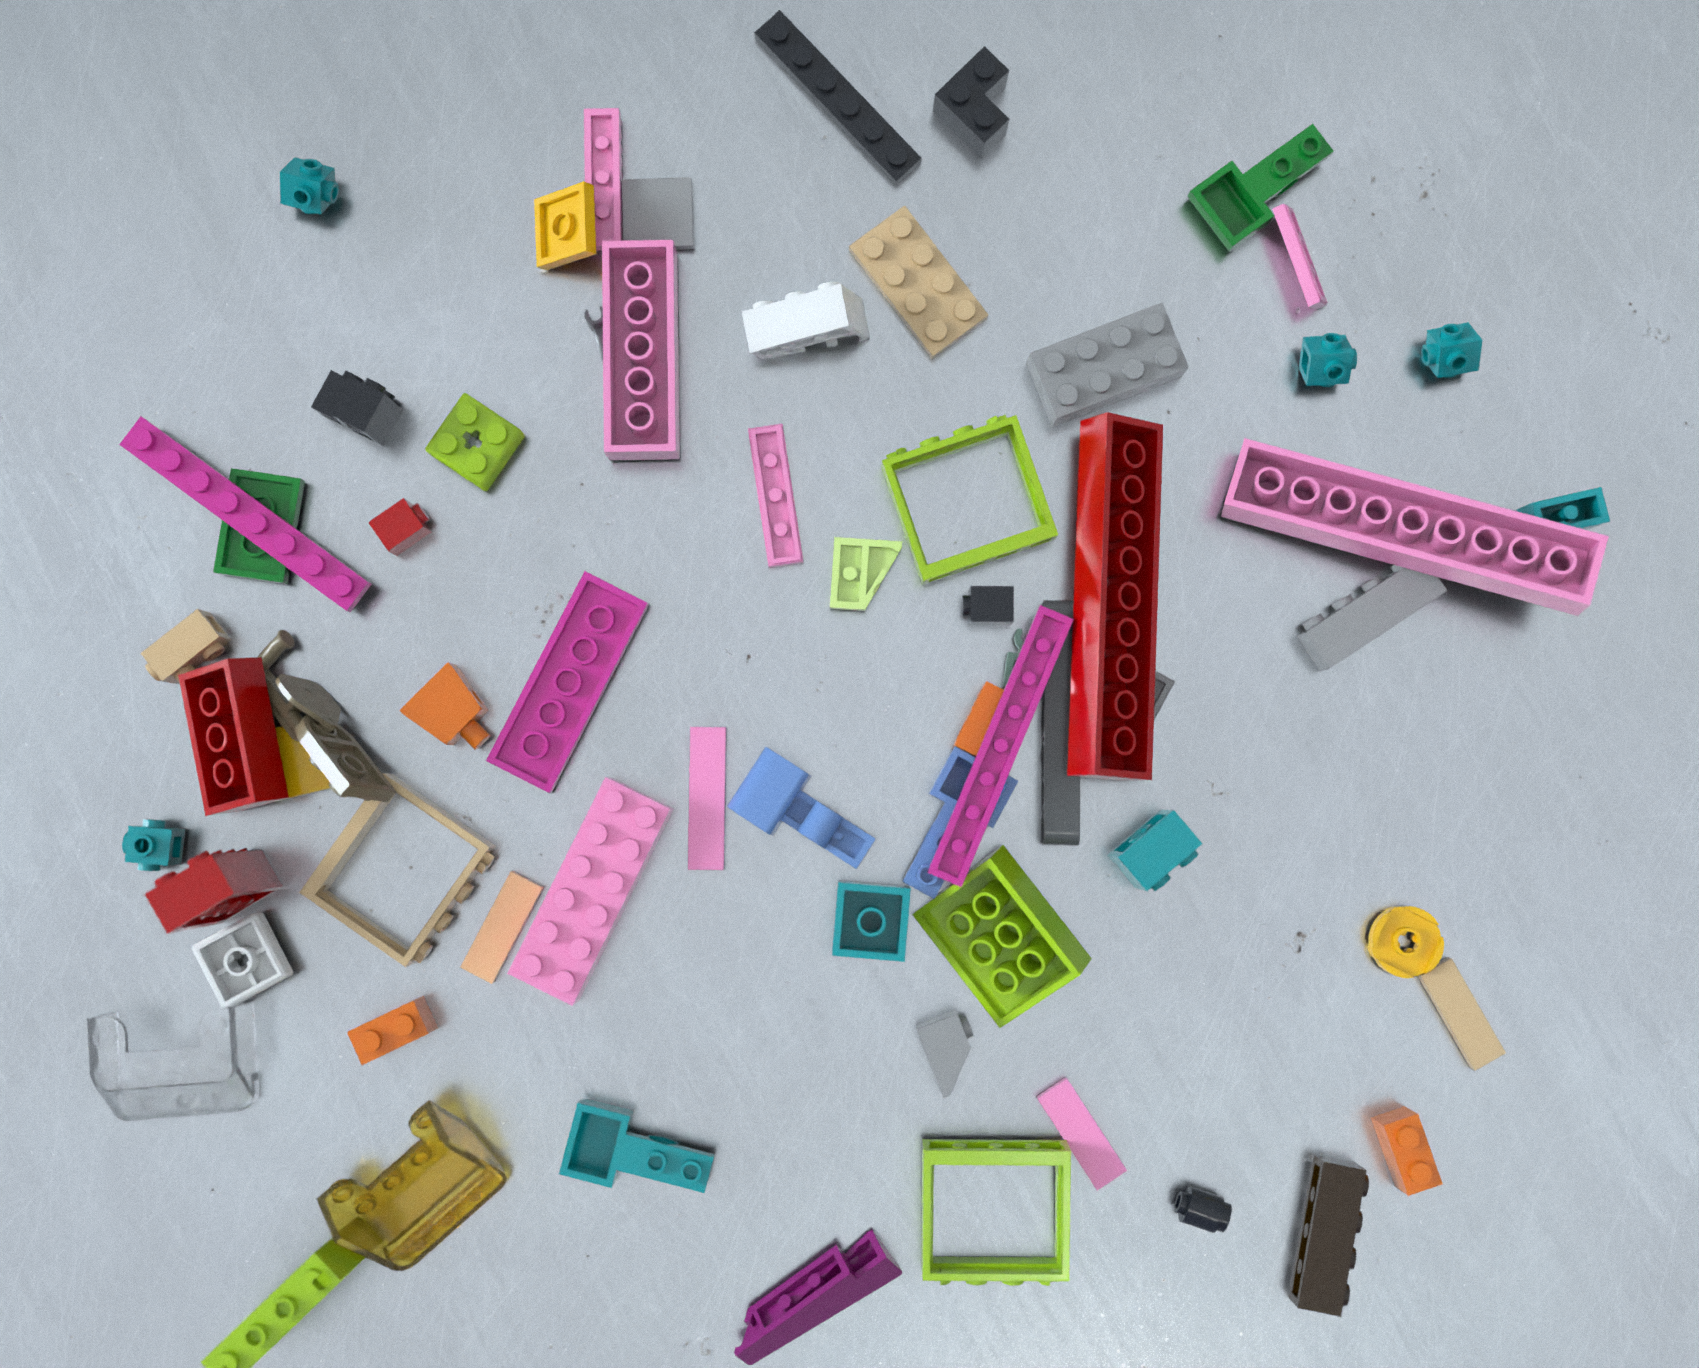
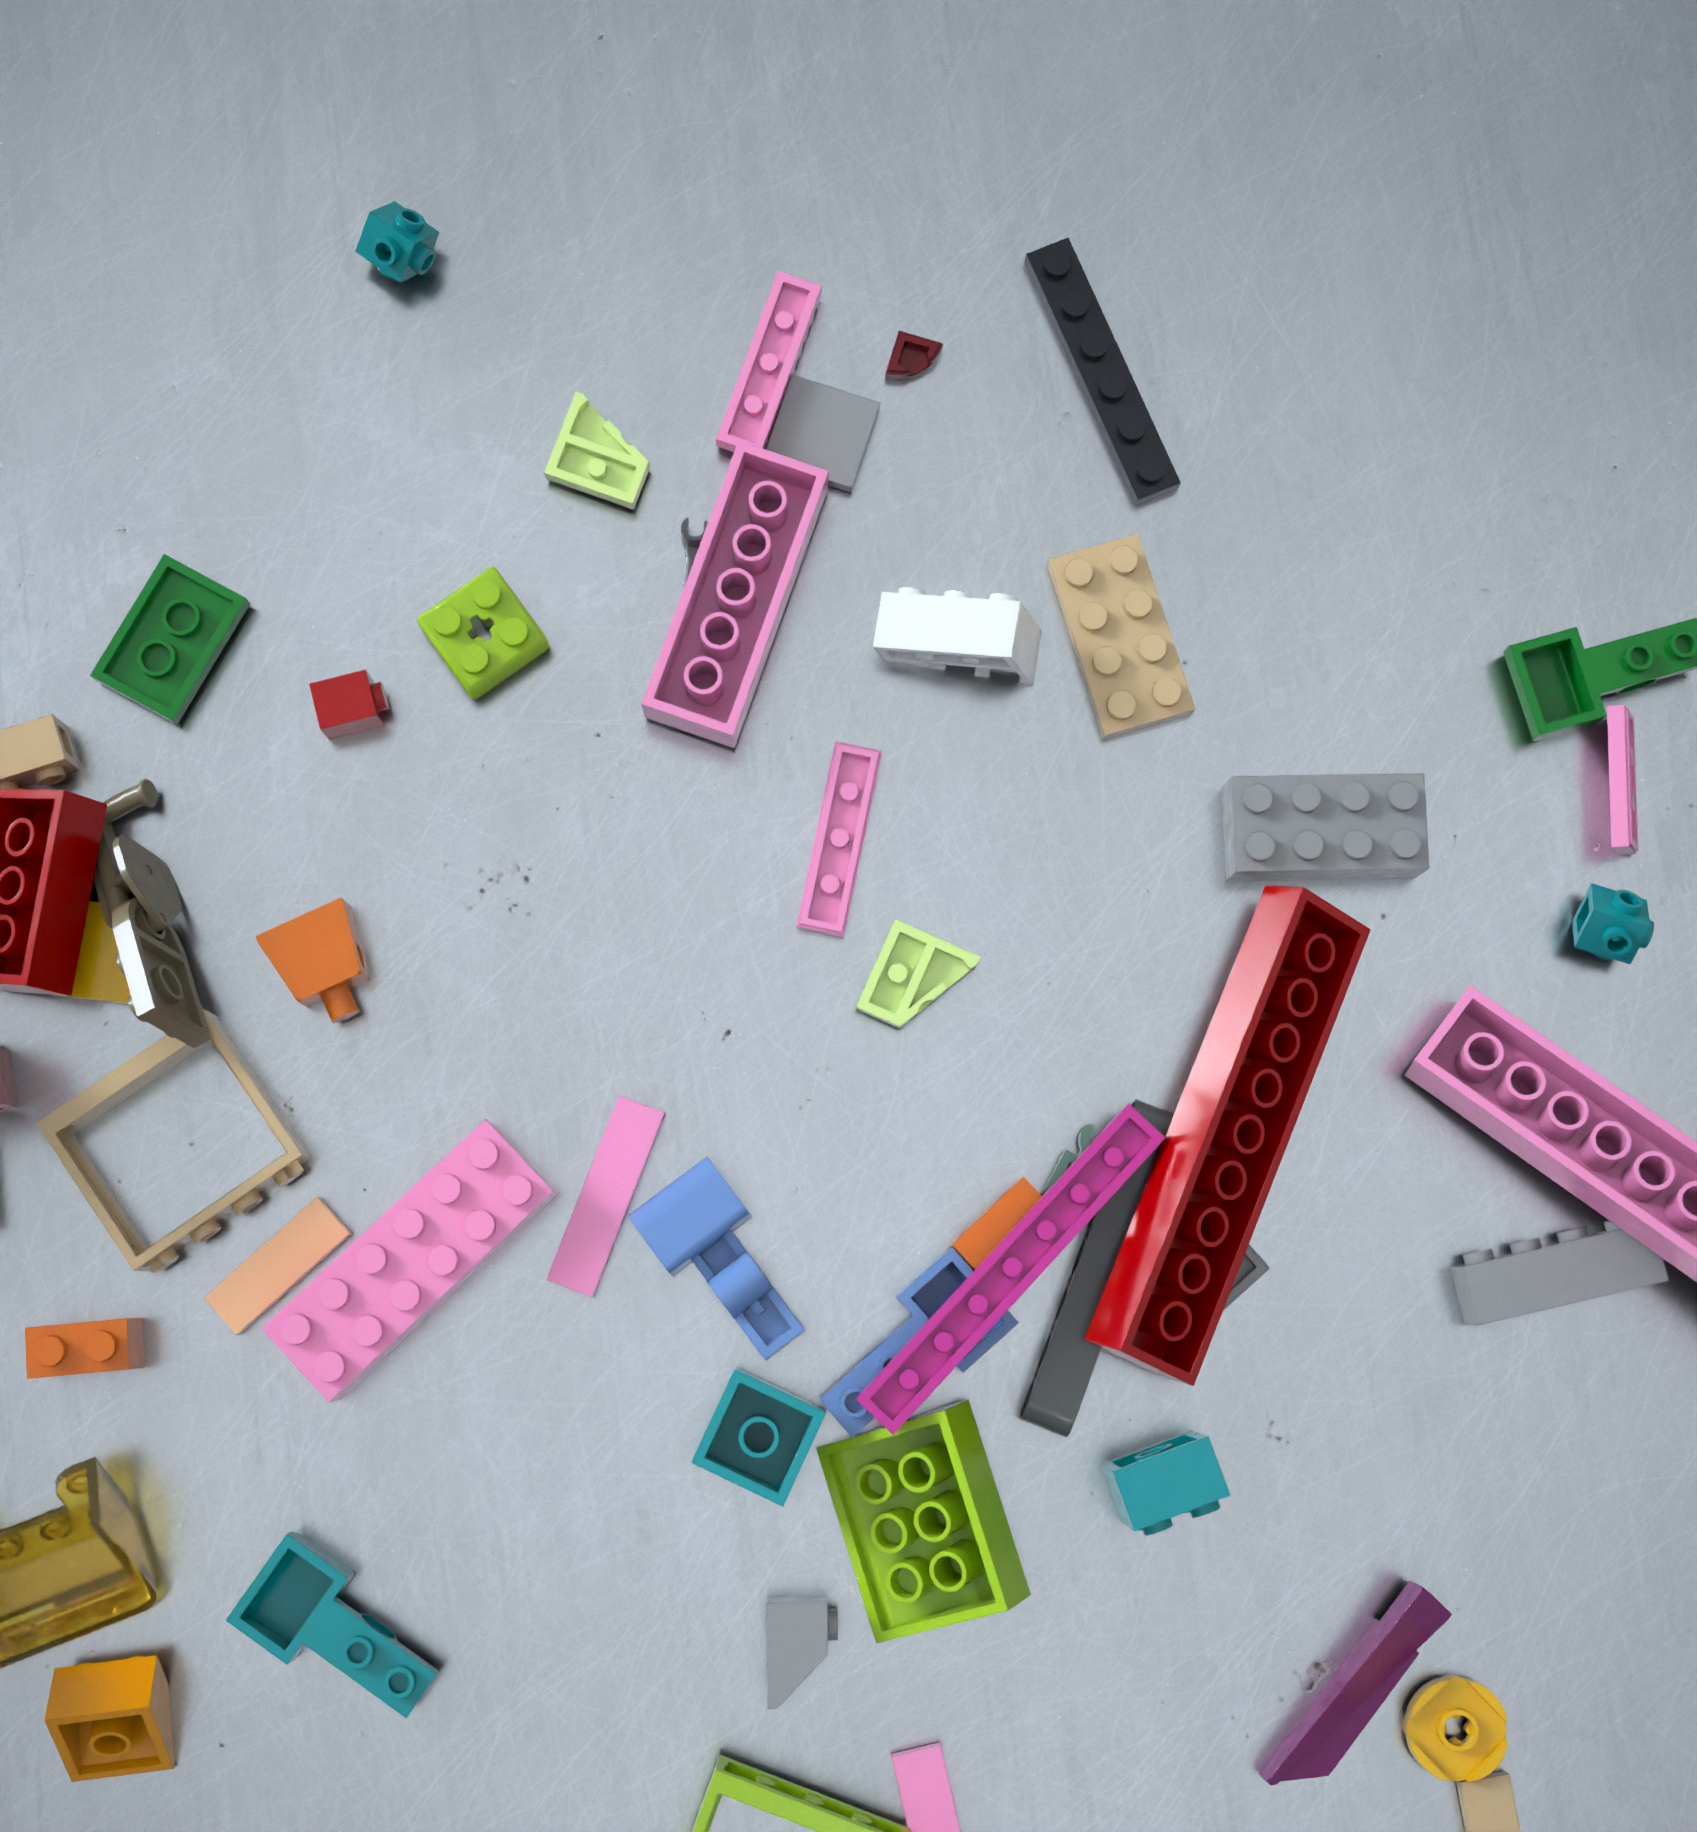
camera: 15 degrees right, 5 degrees down
(245, 514) = (160, 619): dark pink plate -> none
(358, 405) = (354, 534): black brick -> none
(506, 290) = (596, 457): none -> yellowish green wing
(507, 1265) = (111, 1718): none -> light orange slope
(565, 226) = (699, 406): yellow plate -> none
(567, 682) = (483, 980): dark pink plate -> none
(701, 136) = (912, 356): none -> dark red tile
(963, 439) = (1106, 854): lime window -> none
(968, 105) = (1264, 434): black brick -> none
(989, 605) = (1062, 1080): black brick -> none
(1331, 939) = (1357, 1688): none -> magenta wedge

